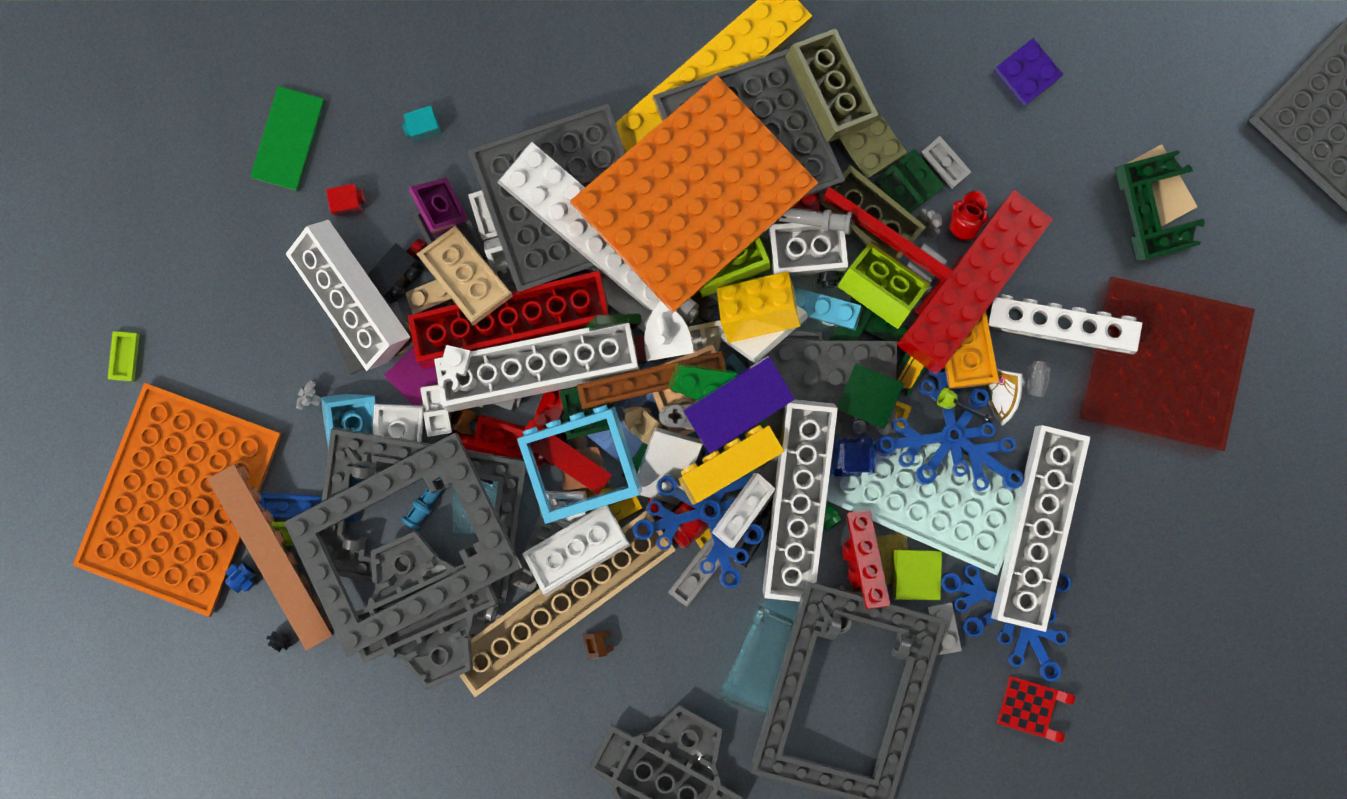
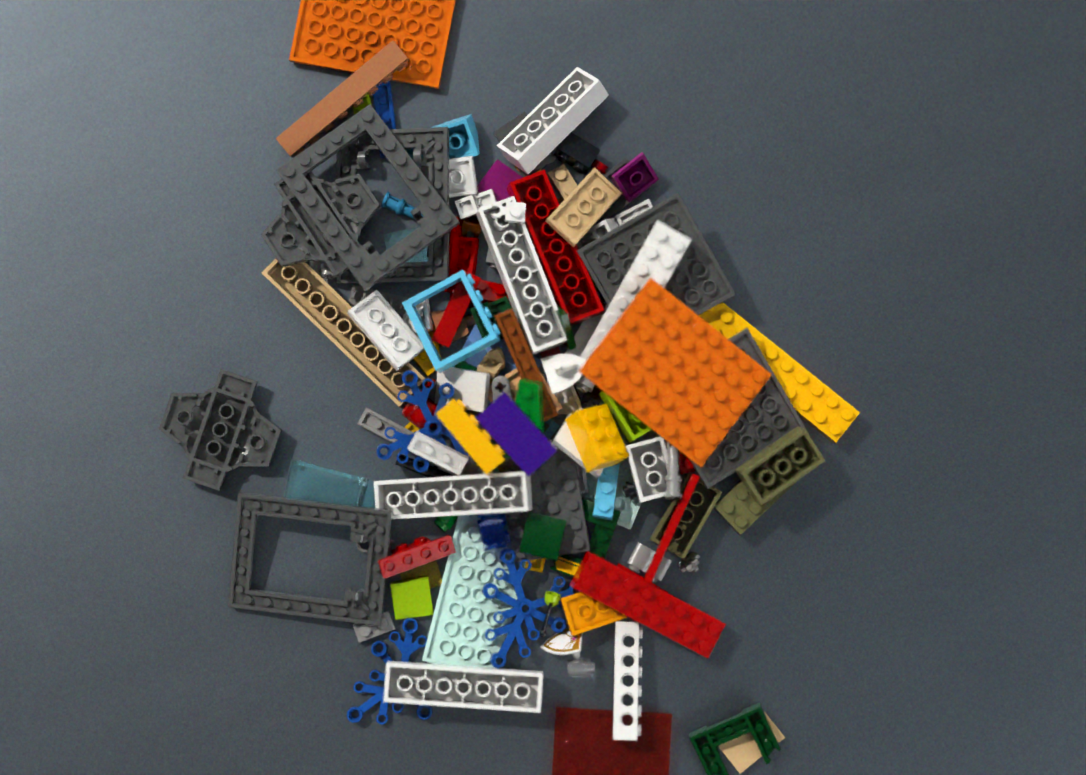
camera: 75 degrees right, 0 degrees up
(240, 577) = (322, 78): blue gear -> none
(277, 642) = (278, 115): black plate -> none
(287, 138) = (668, 51): green tile -> none
(307, 396) = (470, 103): light grey plant -> none
(345, 199) = (628, 105): red brick -> none
(421, 124) = (698, 152): teal brick -> none
(595, 644) = (316, 358): reddish brown tile -> none
(883, 285) = (631, 533): lime brick -> none
(910, 182) = (719, 543): dark green slope -> none
(945, 162) = (740, 568): light grey plate -> none
(969, 215) = (700, 593): red head -> none
(1028, 72) = (824, 622): dark purple plate -> none
(1030, 708) = (324, 703): red flag -> none

